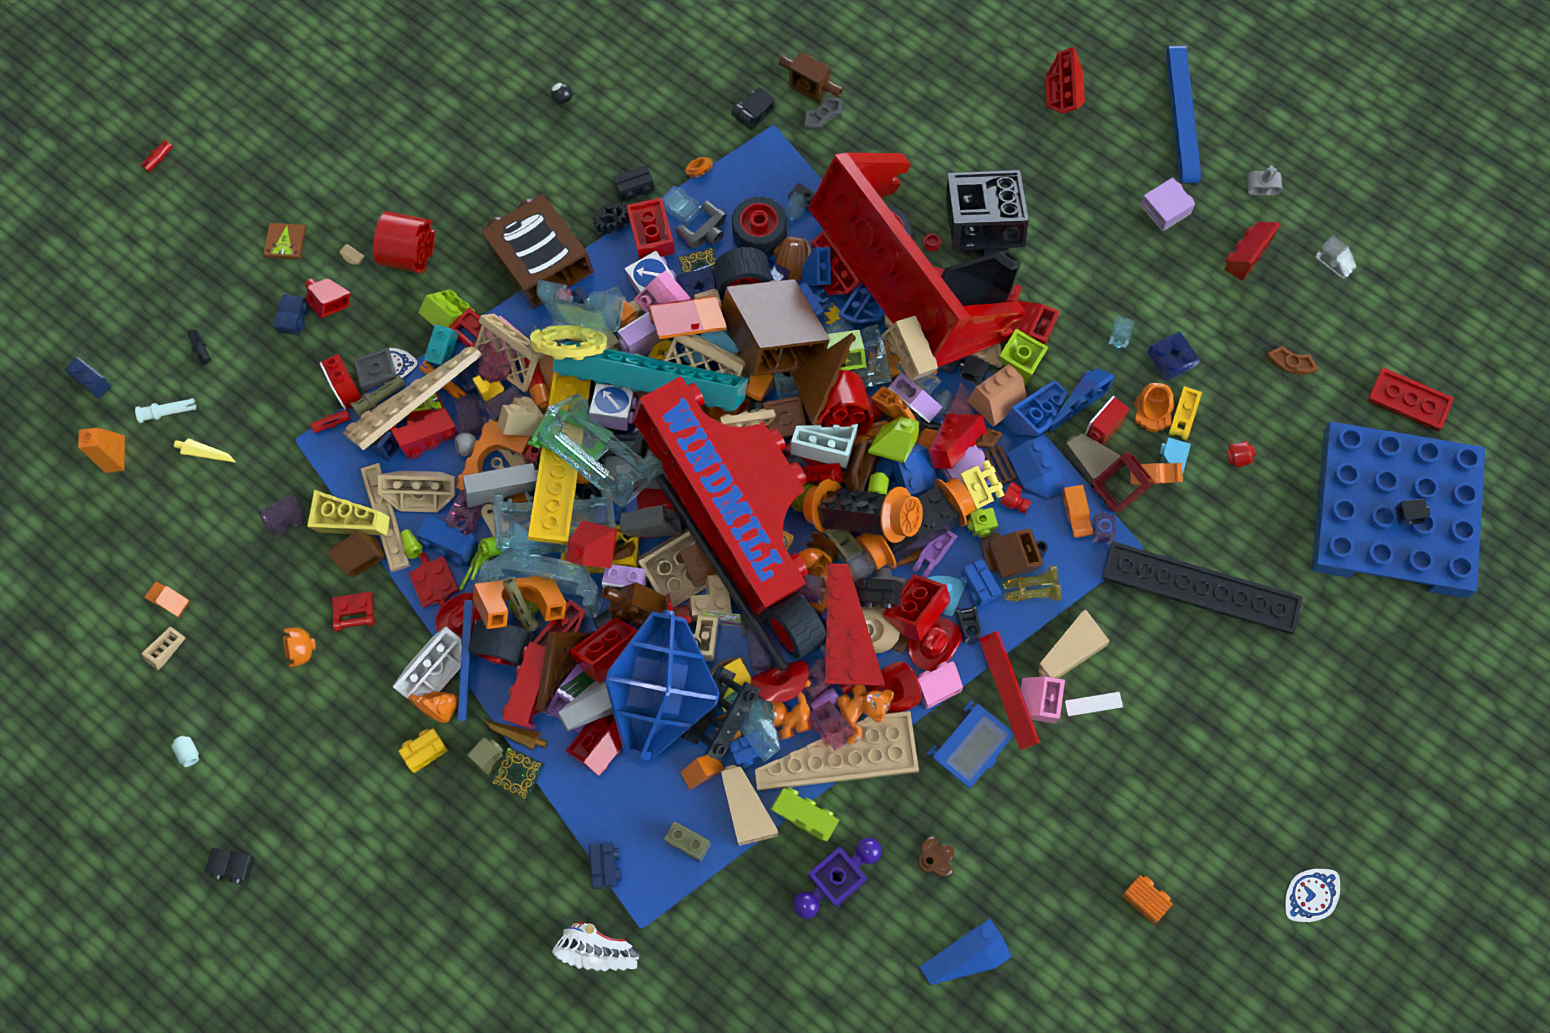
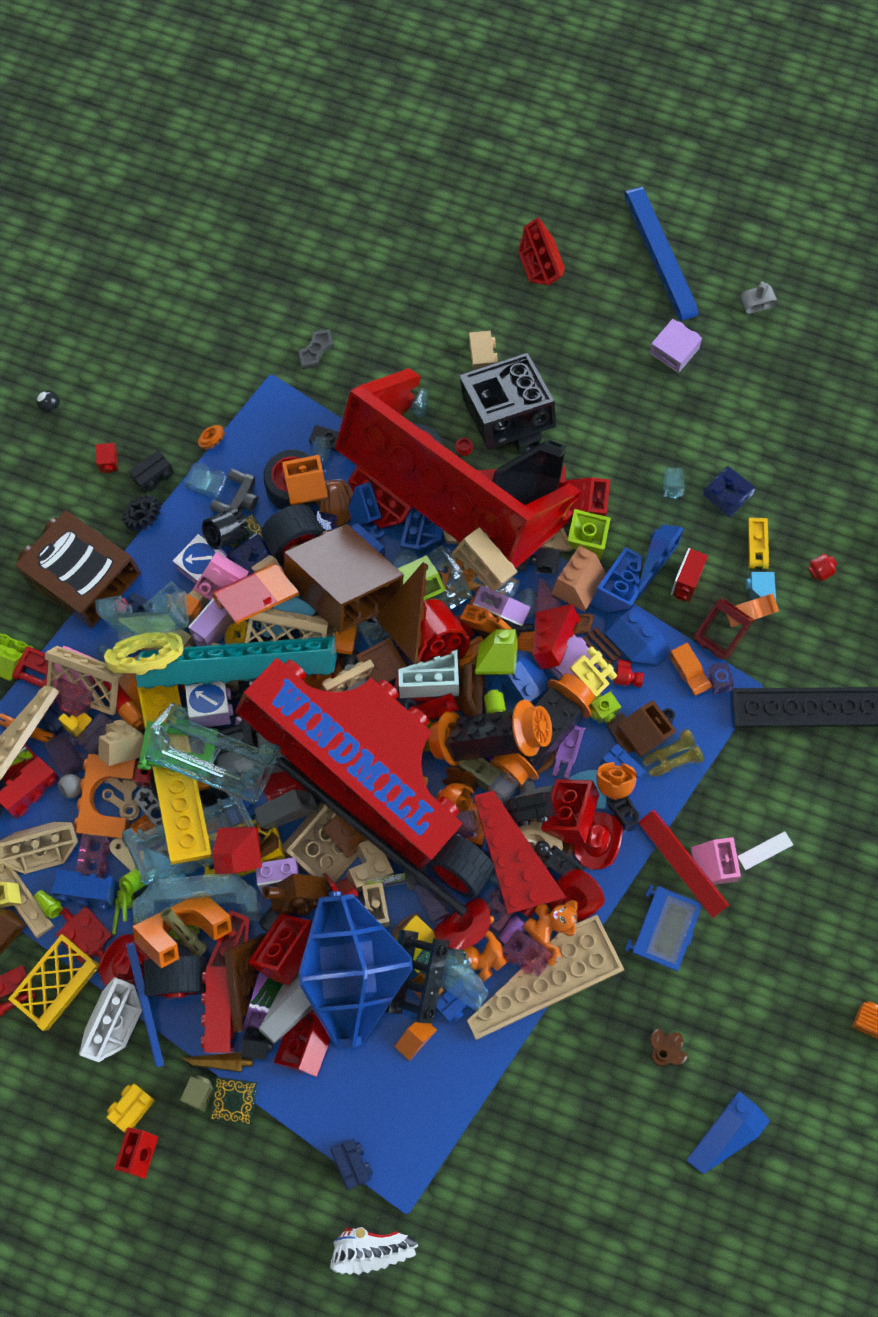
camera: 20 degrees left, 0 degrees up
(397, 631) = (63, 997): none -> yellow fence
(414, 791) = (136, 1153): none -> red brick
(436, 705) = (129, 1058): orange hair -> none
(441, 345) = (12, 693): teal brick -> none
(507, 482) = (120, 817): light grey slope -> none
(552, 729) = (255, 1044): none -> black brick
(597, 159) = (107, 457): none -> red brick
(650, 228) = (182, 511): red slope -> none
(681, 252) = (224, 528): none -> black gear
(687, 842) = (425, 1113): olive brick -> none
(747, 811) = (474, 1065): tan slope -> none
(754, 108) = (247, 363): black hinge -> none
(768, 227) = (305, 480): none -> orange slope
(804, 814) = (530, 1048): lime wedge -> none
(807, 903) = (601, 1065): dark purple brick -> none
(810, 77) = (292, 316): reddish brown brick -> none
(833, 315) = (393, 546): yellow piece -> none
(888, 646) = (556, 858): none -> black plate
(903, 192) = (420, 403): none -> clear light blue cone
(939, 684) = (617, 879): bright pink slope -> none
(969, 592) = (616, 780): none -> orange cylinder
(979, 155) = (481, 349): none -> tan brick
(1076, 645) = (730, 801): tan slope -> none
(1089, 456) = (684, 612): dark tan slope -> none
(1154, 407) = (728, 546): orange hair -> none
(1251, 248) = (767, 366): red slope -> none
(1292, 362) = (840, 465): dark orange tile -> none
(1337, 257) = (848, 351): clear slope -> none

